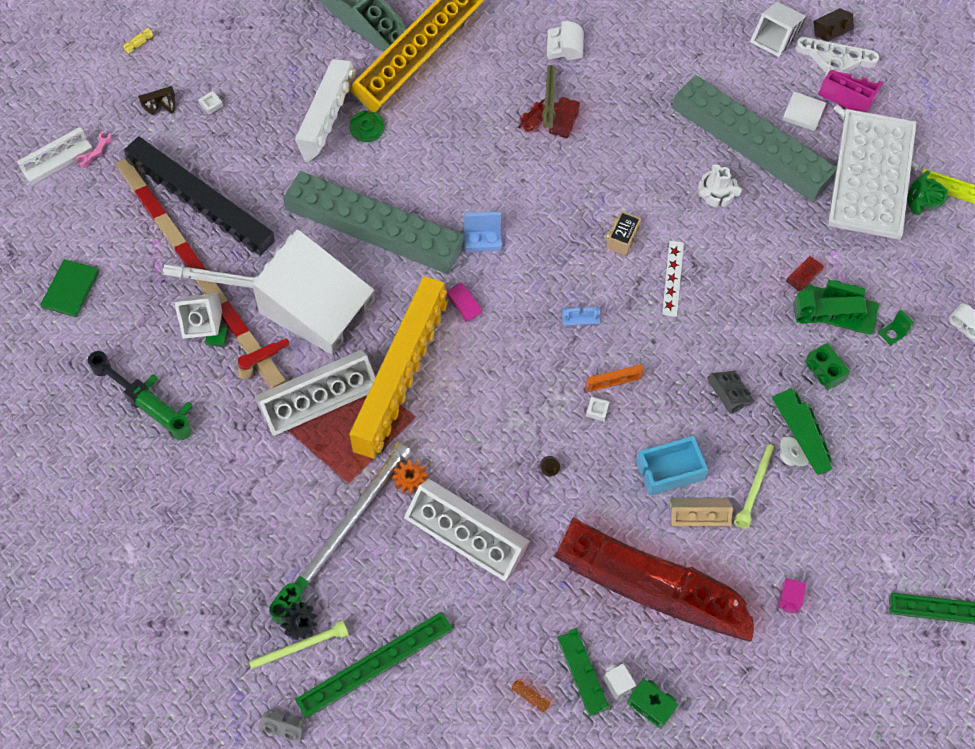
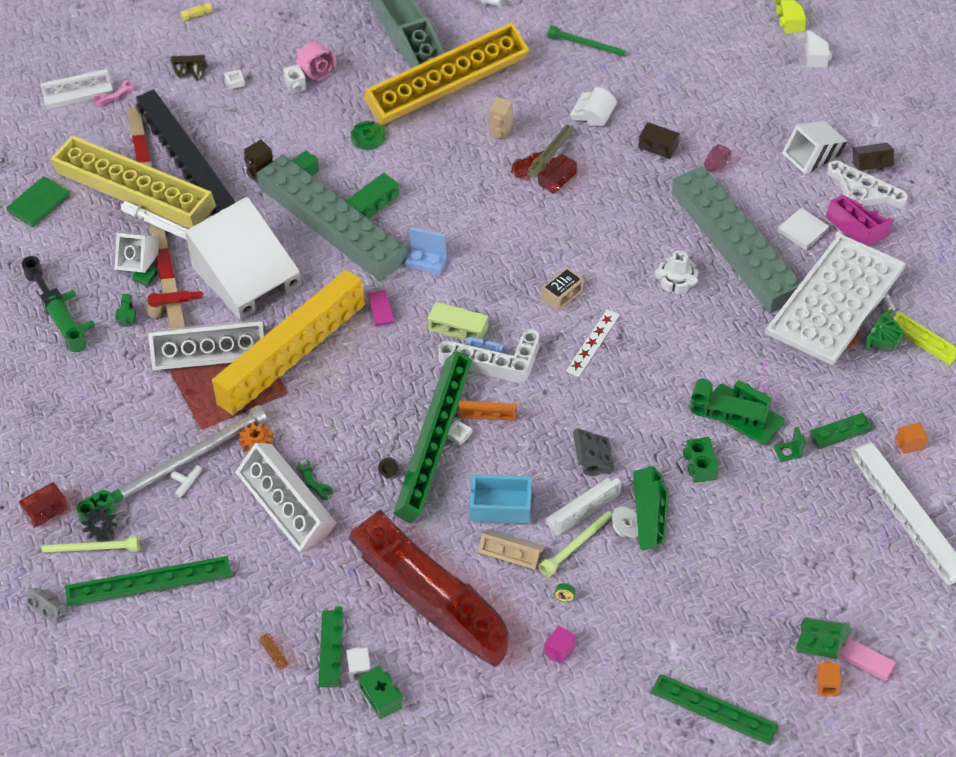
camera: 25 degrees right, 10 degrees down
(163, 242) = (133, 182): none -> light yellow brick
(218, 384) = (126, 313): none -> green plate
(232, 618) = (43, 504): none -> clear red brick
(270, 87) = (294, 79): none -> white brick
(278, 182) = (257, 157): none -> dark brown brick
(284, 63) = (315, 60): none -> bright pink brick
(324, 108) = (330, 106): white slope -> none
(324, 170) = (307, 162): none -> green brick
(360, 543) = (186, 481): none -> white piece
(406, 187) = (375, 195): none -> green brick
(482, 505) = (310, 483): none -> green piece
(489, 76) = (500, 118): none -> tan brick
(544, 296) = (457, 322): none -> yellowish green brick
(579, 423) = (432, 437): none -> green brick
(595, 324) = (496, 364): none -> white beam
(639, 59) = (658, 140): none -> dark brown brick
(700, 62) = (717, 158): none -> clear pink rock
(744, 446) = (584, 506): none -> white fence
(771, 540) = (565, 592): none -> tile
(805, 273) = (725, 372): clear red plate -> none
(928, 299) = (840, 430): none -> green plate

